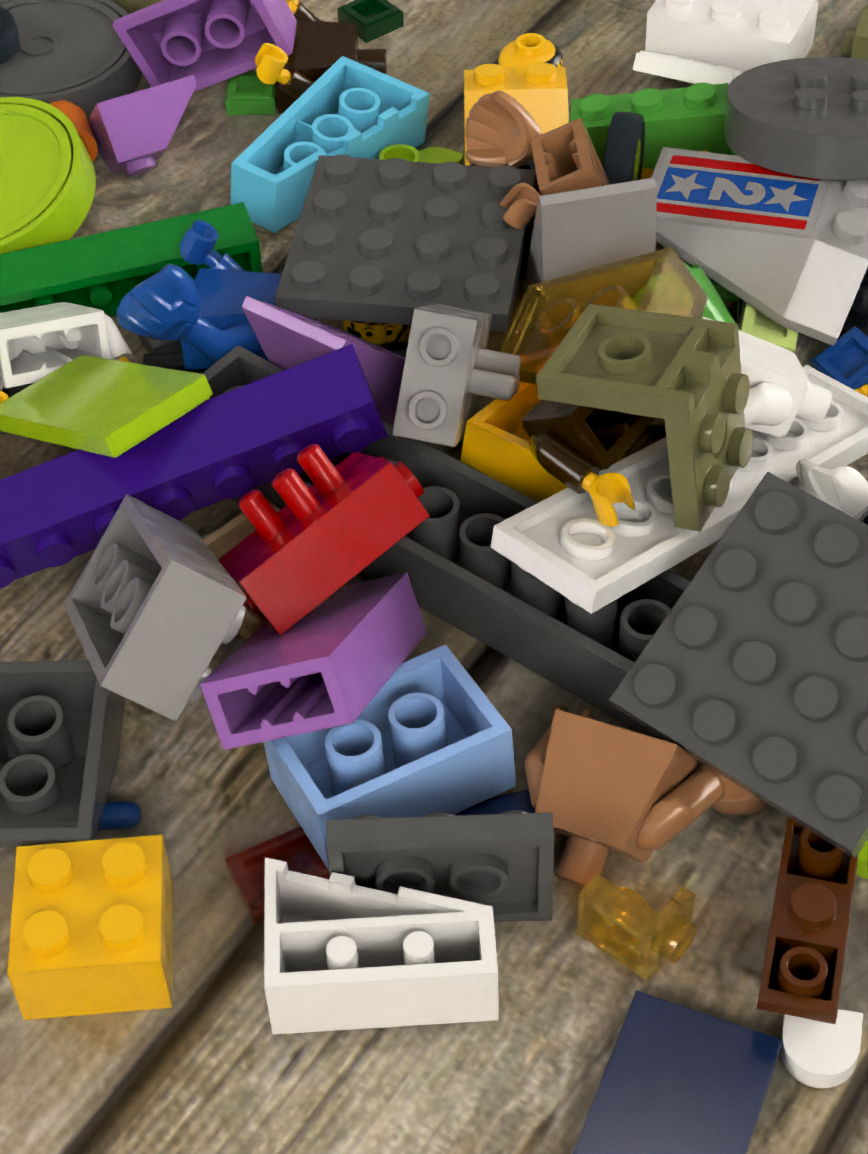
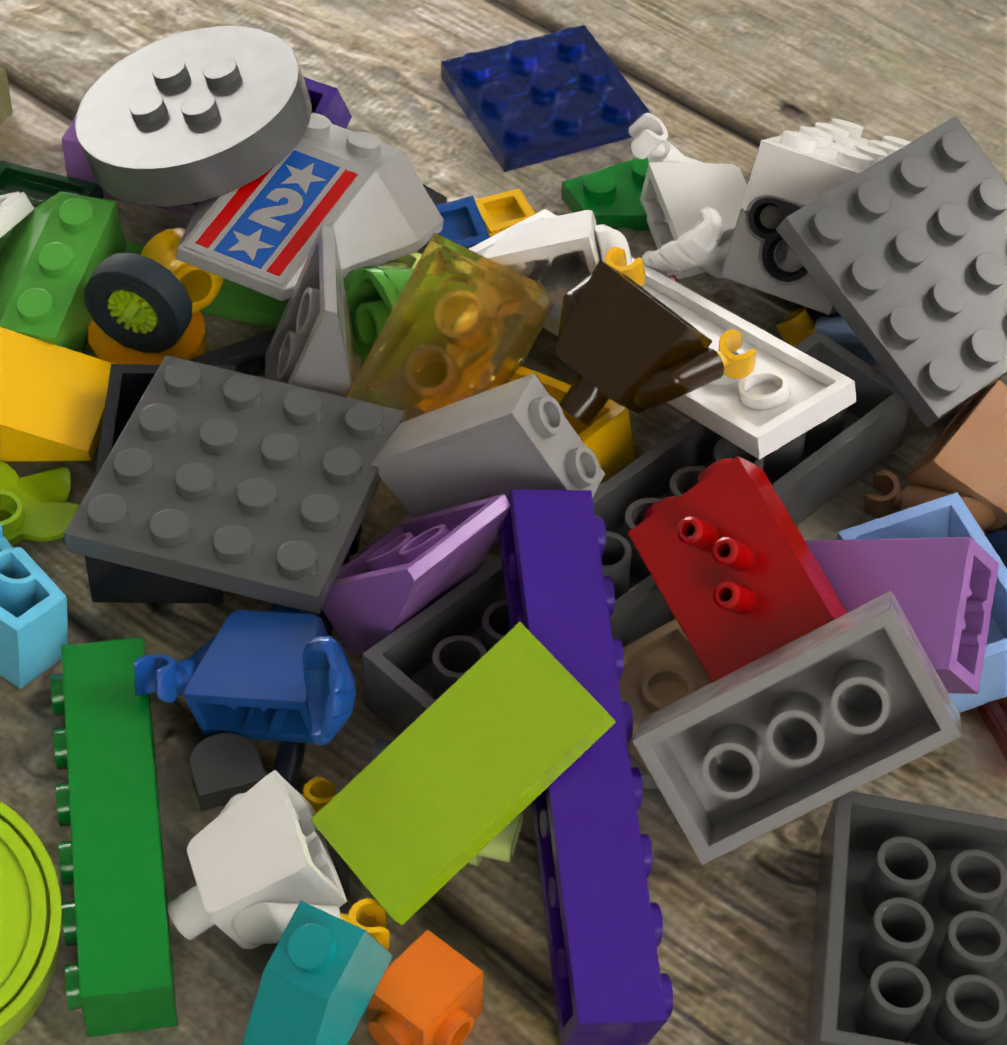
camera: 85 degrees left, 0 degrees up
(507, 135) = (186, 319): medium nougat torso -> none
(672, 372) = (688, 260): olive bracket -> none

